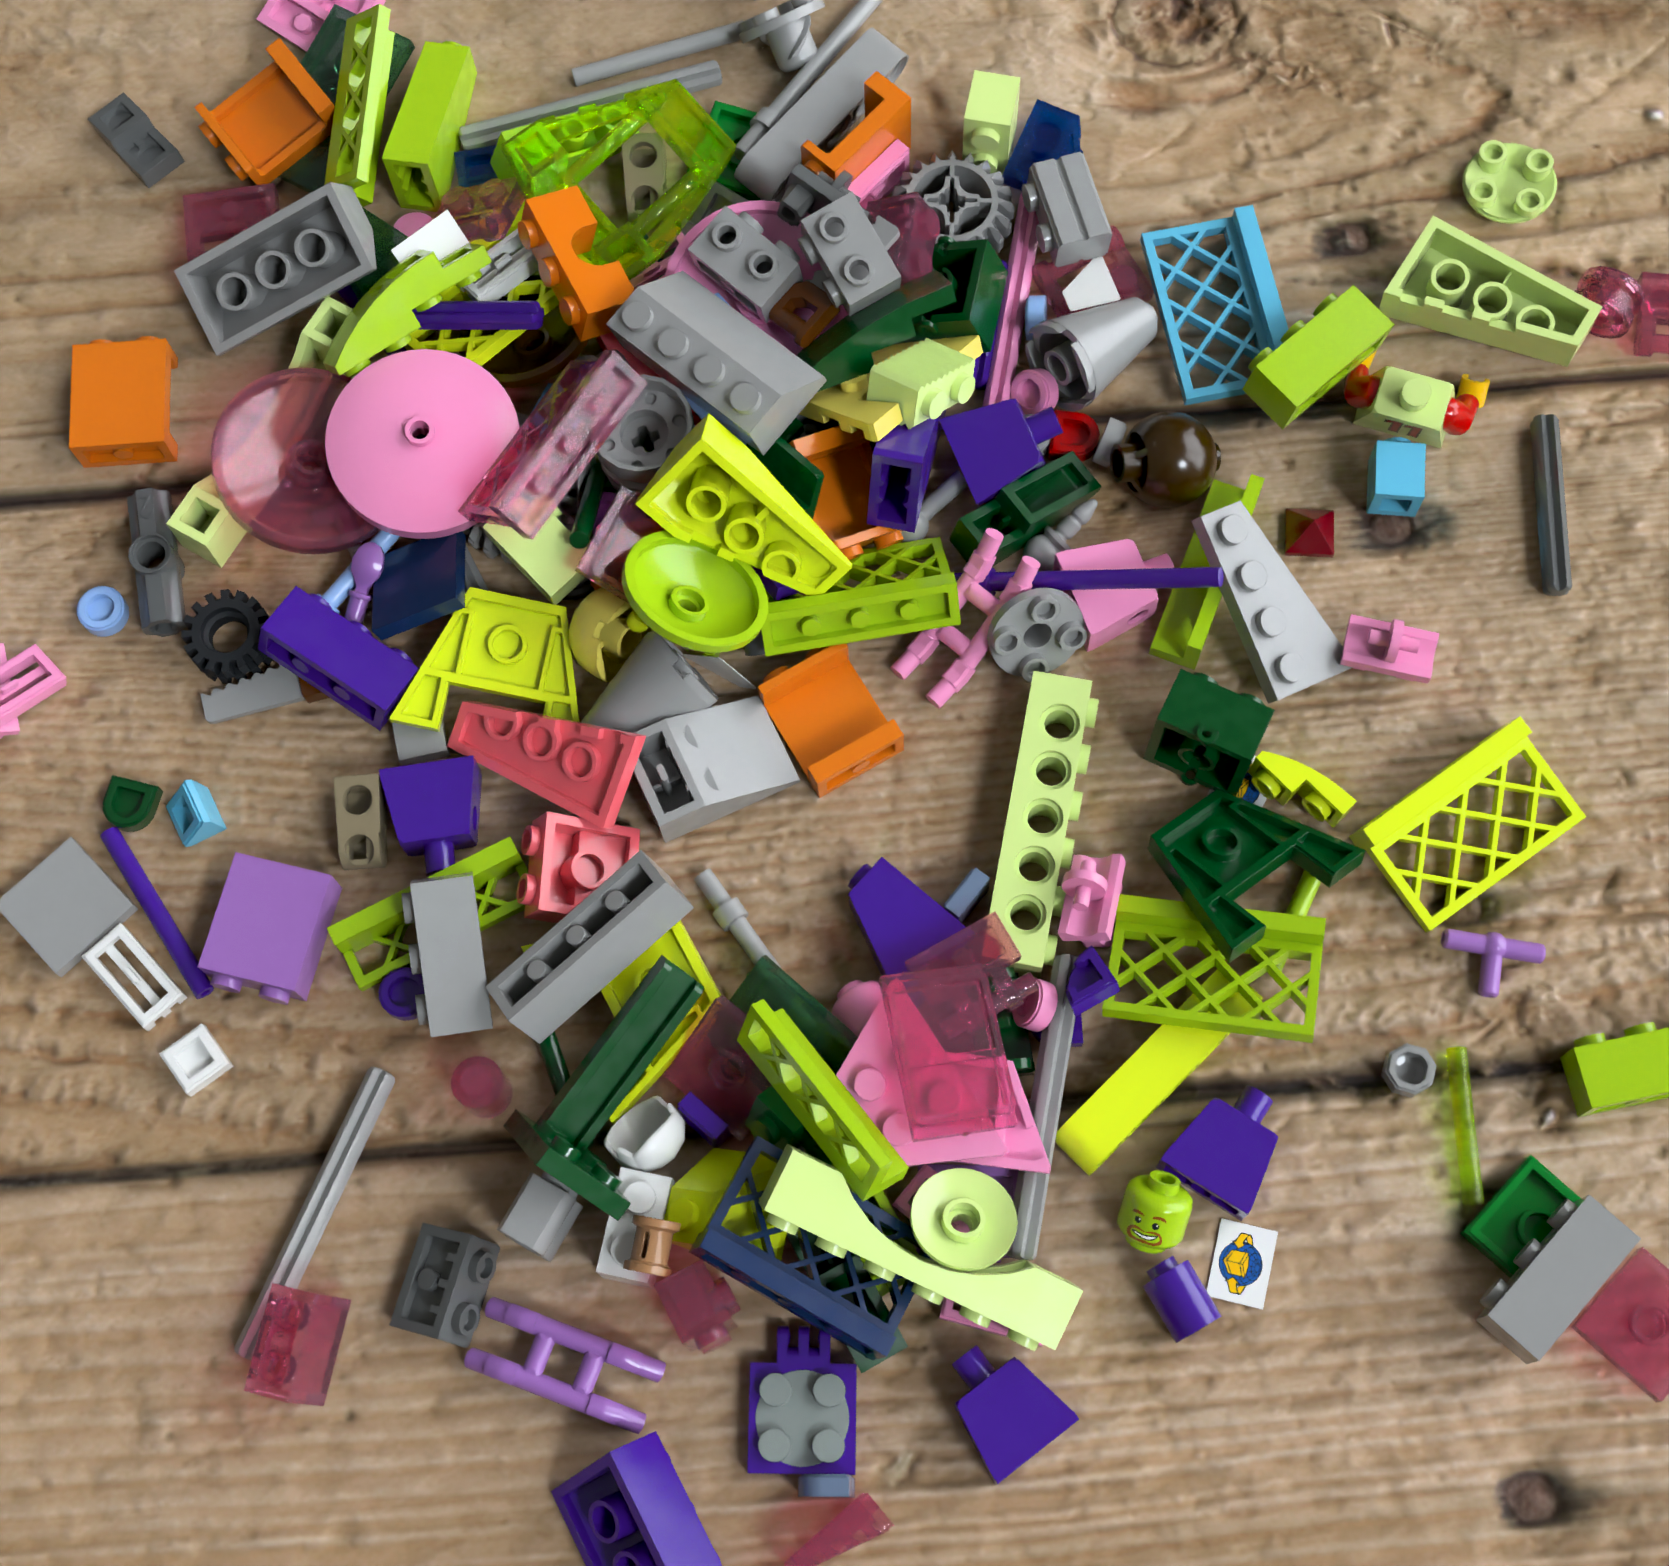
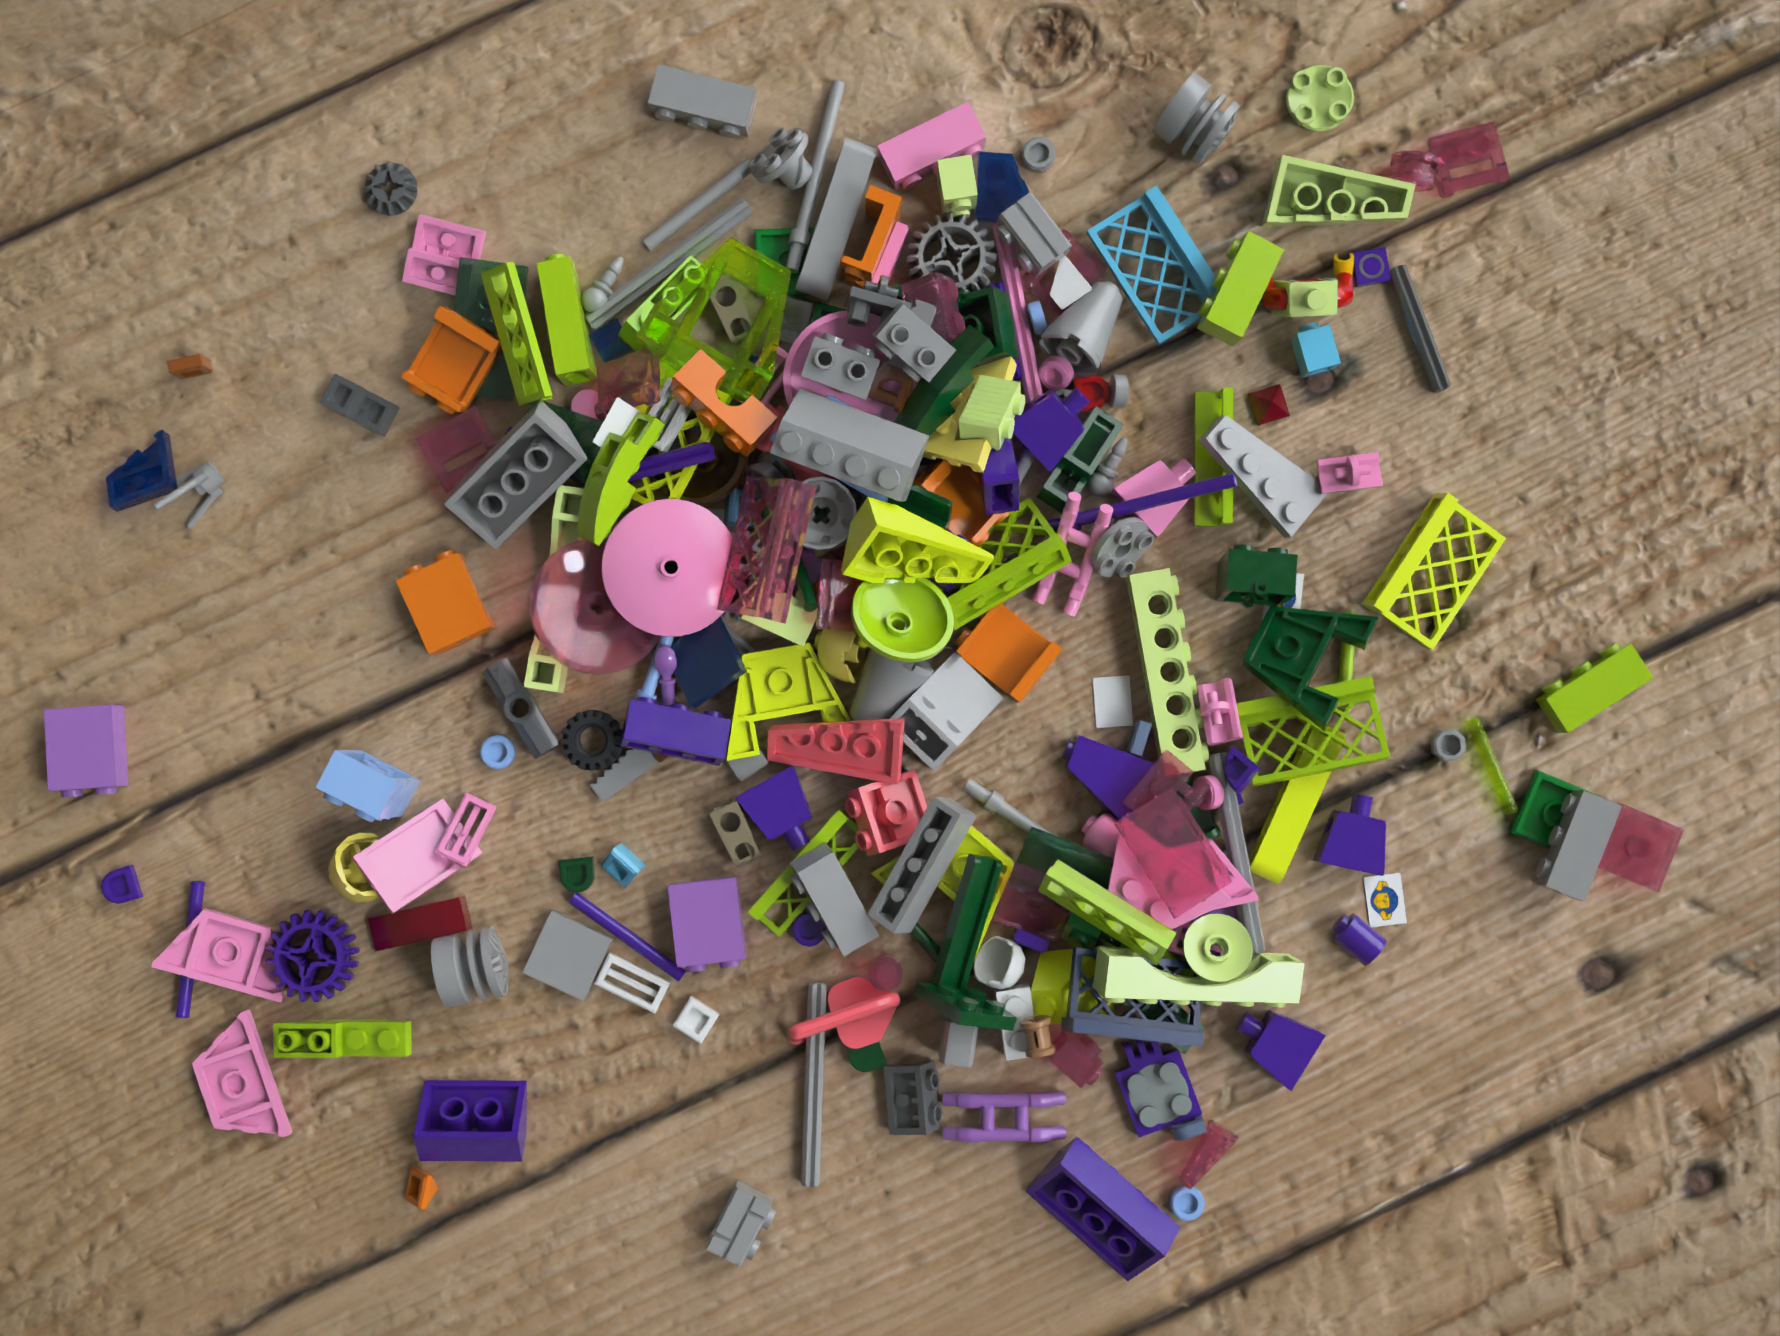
camera: 25 degrees left, 15 degrees up
(121, 1372) = (740, 1223): none -> light grey brick
(297, 1345) = (842, 1169): clear pink brick -> none
(409, 1198) = (867, 1058): none -> dark green tile
(420, 1128) = (856, 1012): none -> coral piece
(481, 109) = (596, 296): none -> light grey bar
(944, 72) = (918, 149): none -> bright pink brick
(950, 842) = (1112, 701): none -> white sticker
(1114, 134) = (1038, 154): none -> light grey tile
(1154, 1212) = (1325, 893): lime head -> none
(1166, 459) = (1161, 392): dark brown brick -> none
(1284, 778) = (1338, 589): neon yellow slope -> none
(1334, 143) = (1196, 118): none -> light grey wheel
(1493, 948) = (1474, 646): medium lavender piece -> none
(1509, 407) = (1371, 267): none -> dark purple tile

